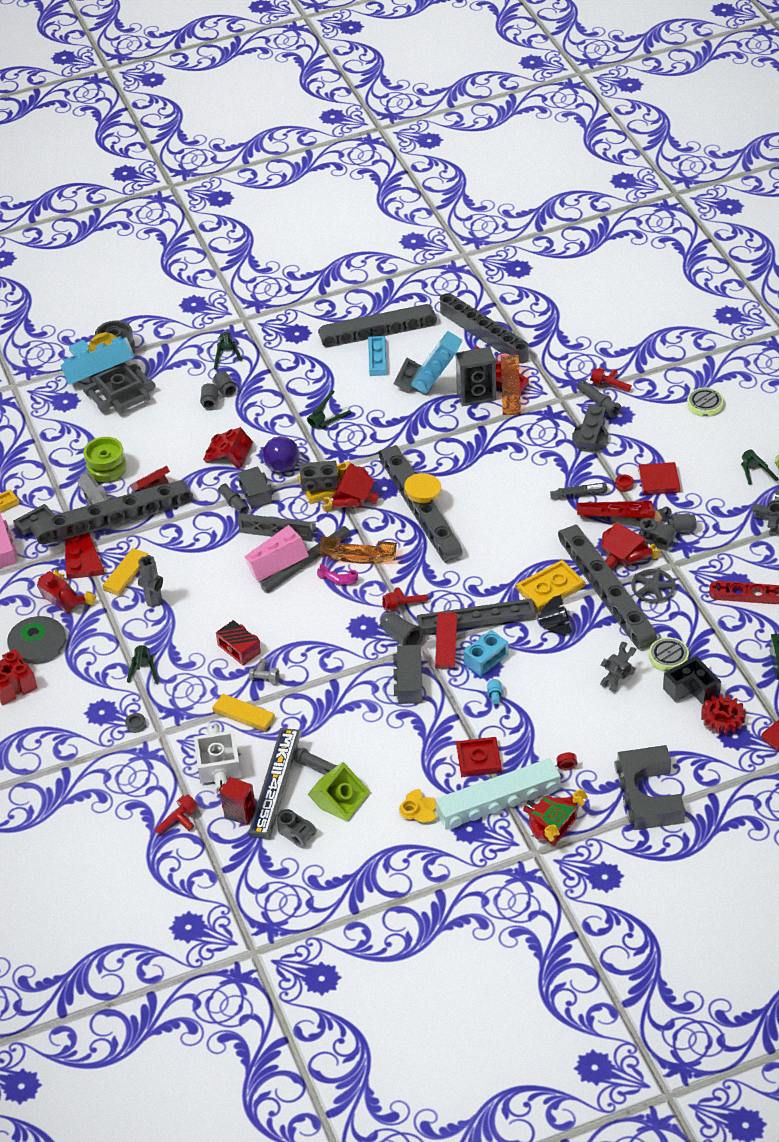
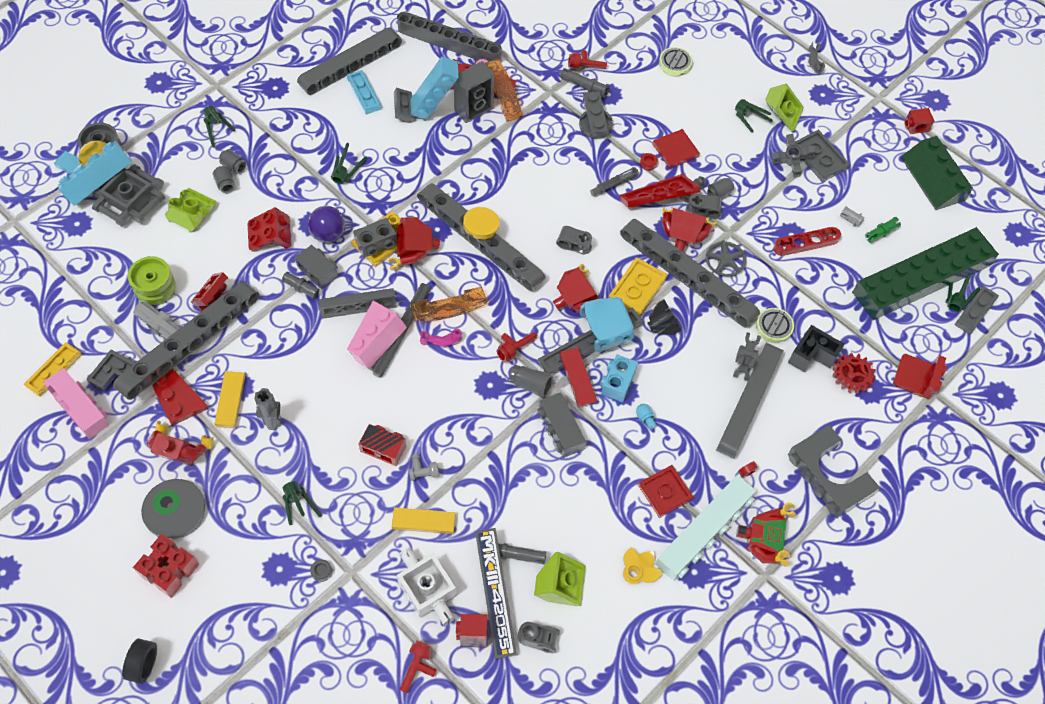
camera: 30 degrees left, 15 degrees up
(166, 412) = (189, 208): none -> lime slope
(486, 572) = (575, 289): none -> red torso
(495, 599) = (608, 322): none -> medium azure piece
(508, 529) = (573, 239): none -> dark grey piece
(603, 706) = (749, 400): none -> dark grey beam

